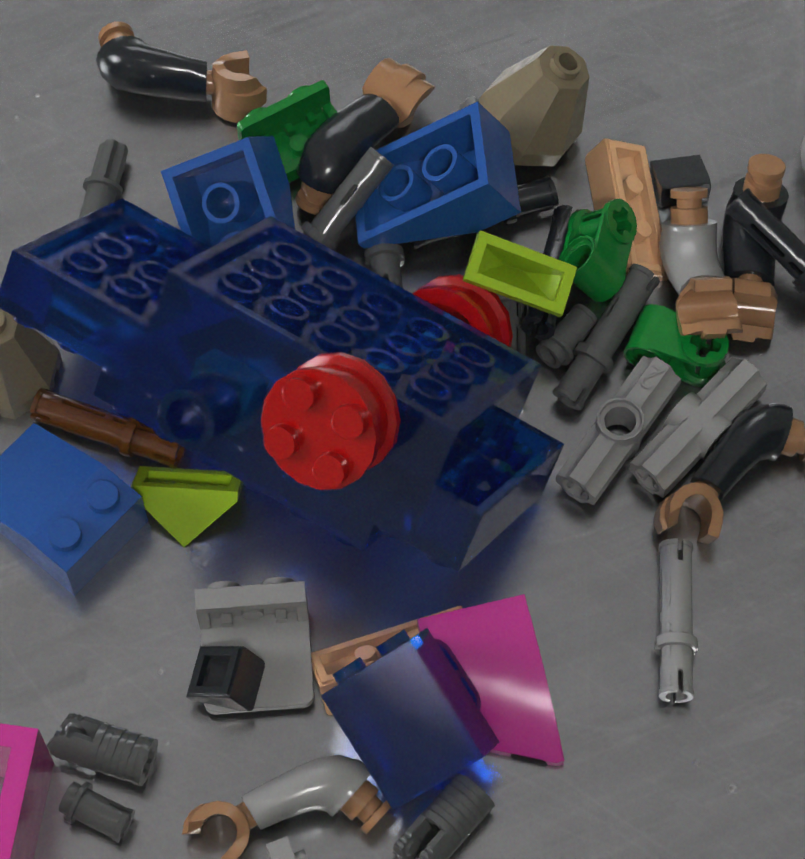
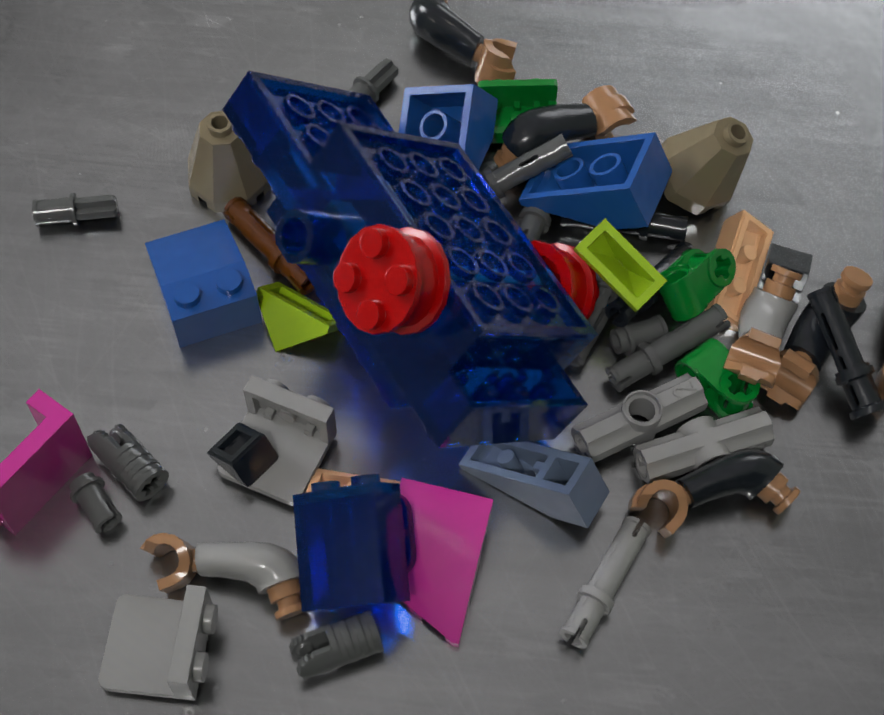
camera: 25 degrees right, 5 degrees down
(558, 546) = (543, 477): none -> sand blue slope

